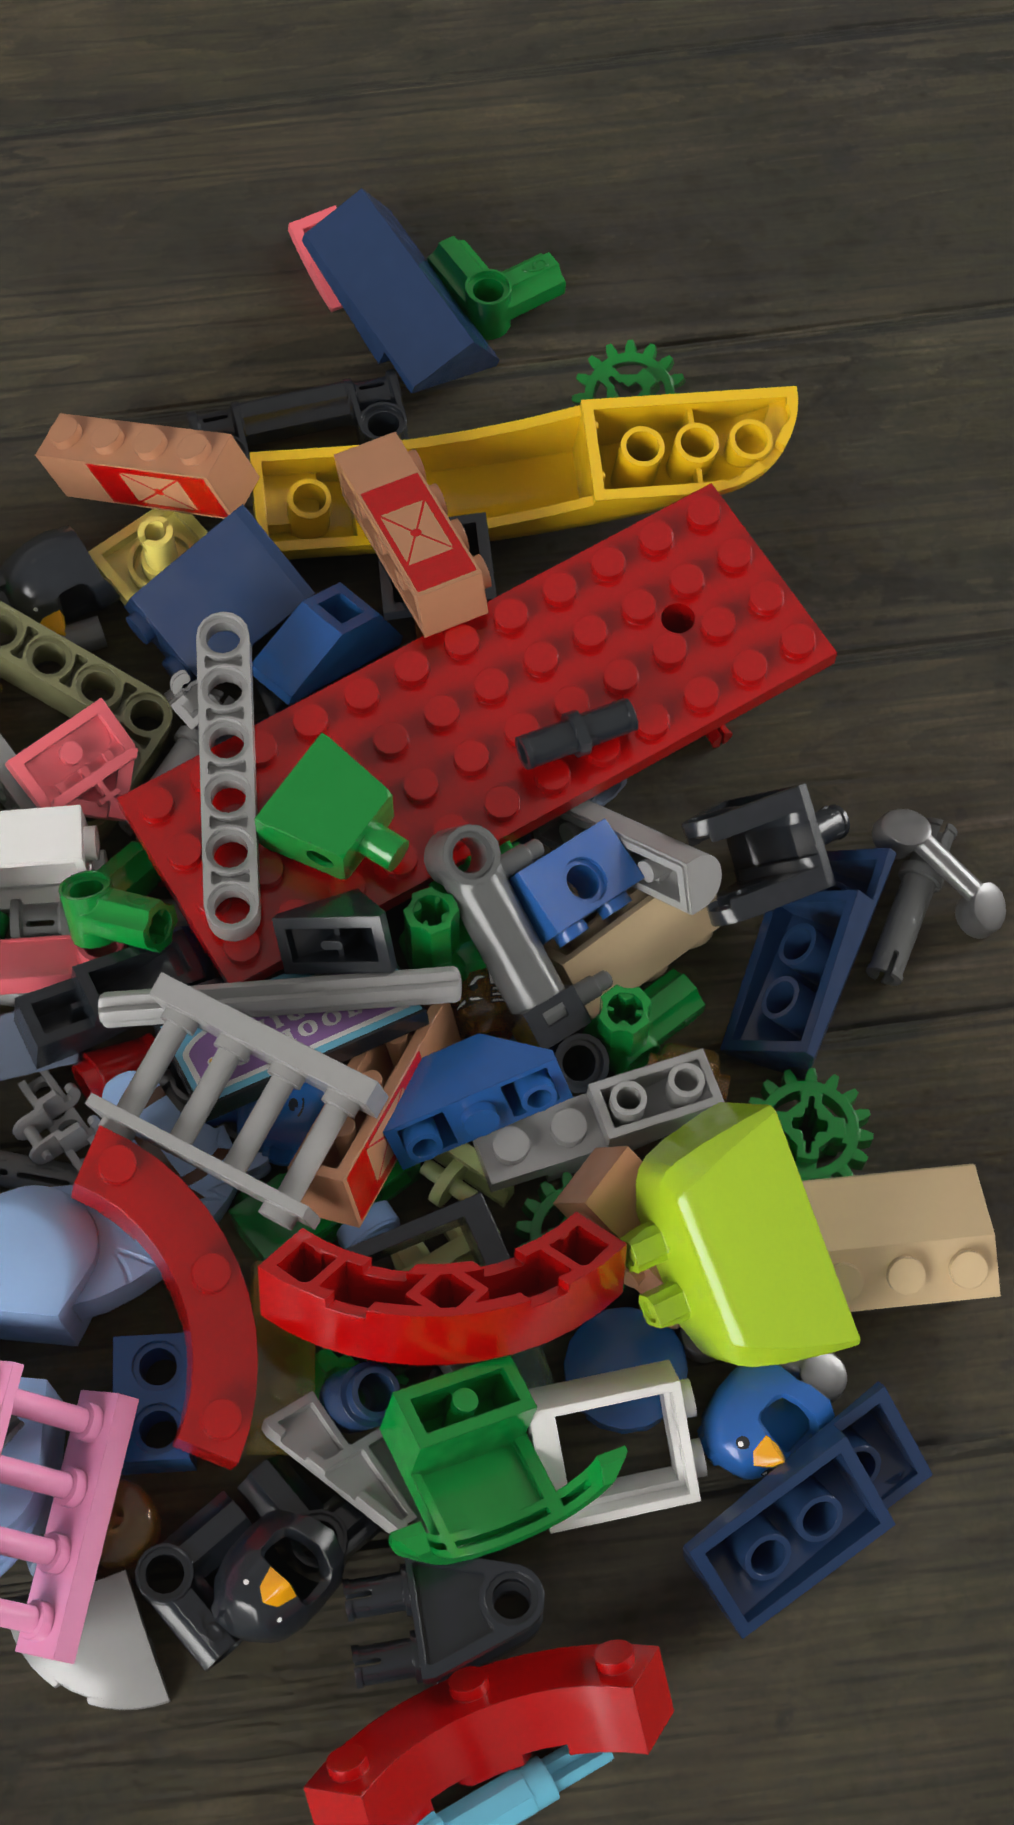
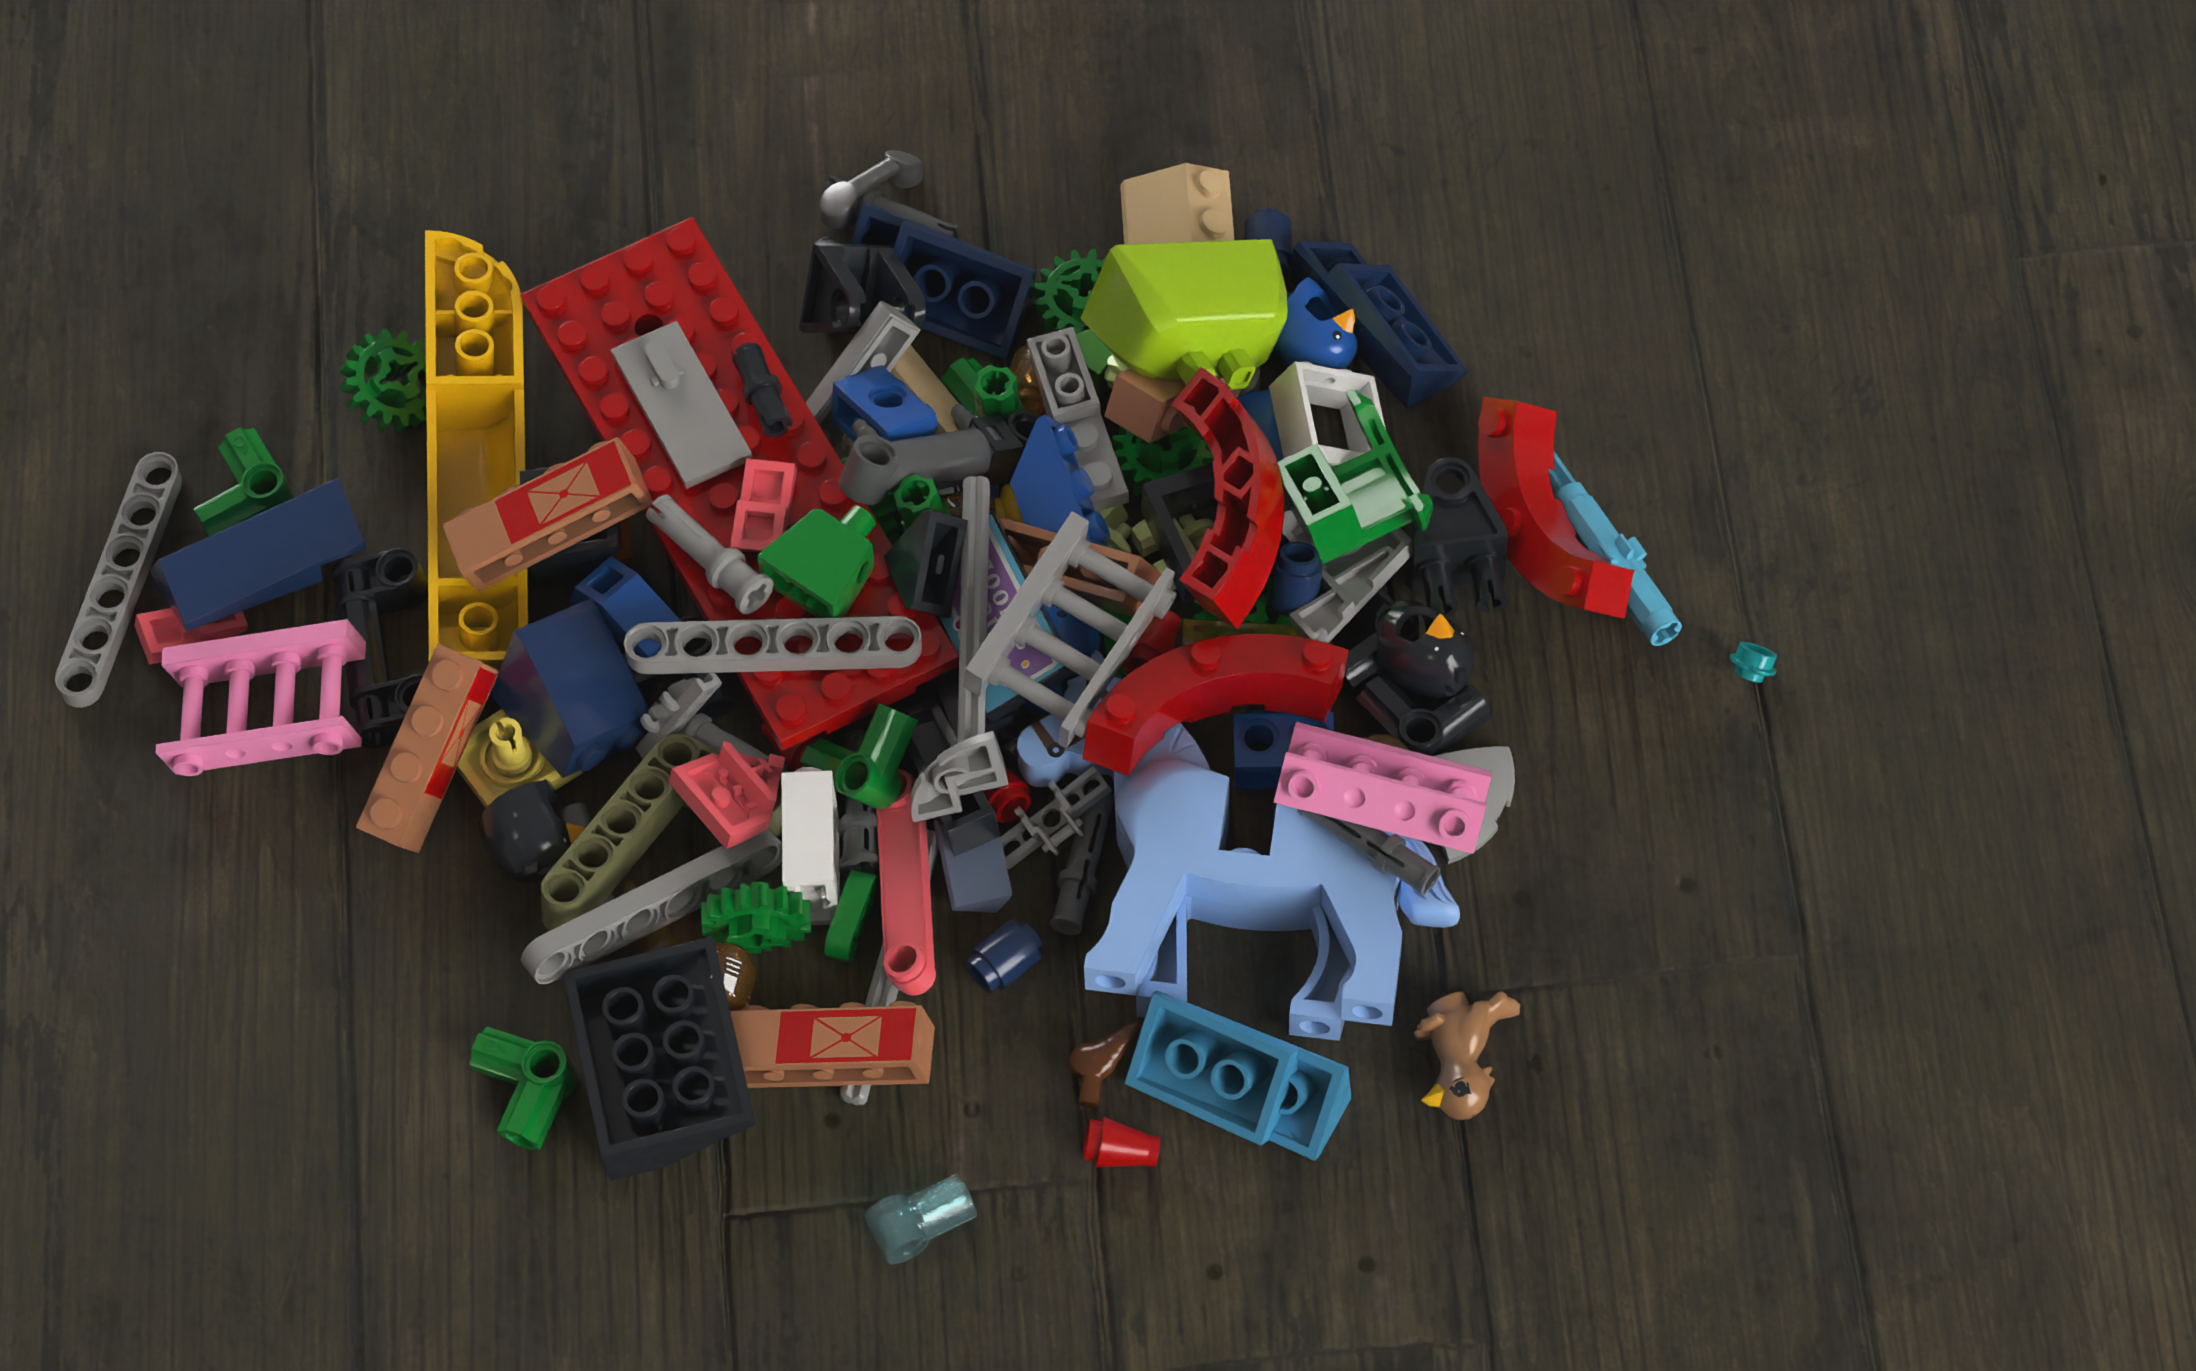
camera: 85 degrees left, 5 degrees down
(66, 1004) = (958, 771): none -> light grey brick
(255, 1229) = (1155, 641): none -> red cone
(267, 330) = (240, 661): none -> bright pink fence
(328, 707) = (723, 565): none -> light grey pin
(390, 184) = (110, 577): none -> light grey beam
(414, 752) = (763, 505): none -> coral slope
(560, 654) = (681, 404): none -> light grey piece
(909, 1360) = (1273, 225): none -> dark blue brick

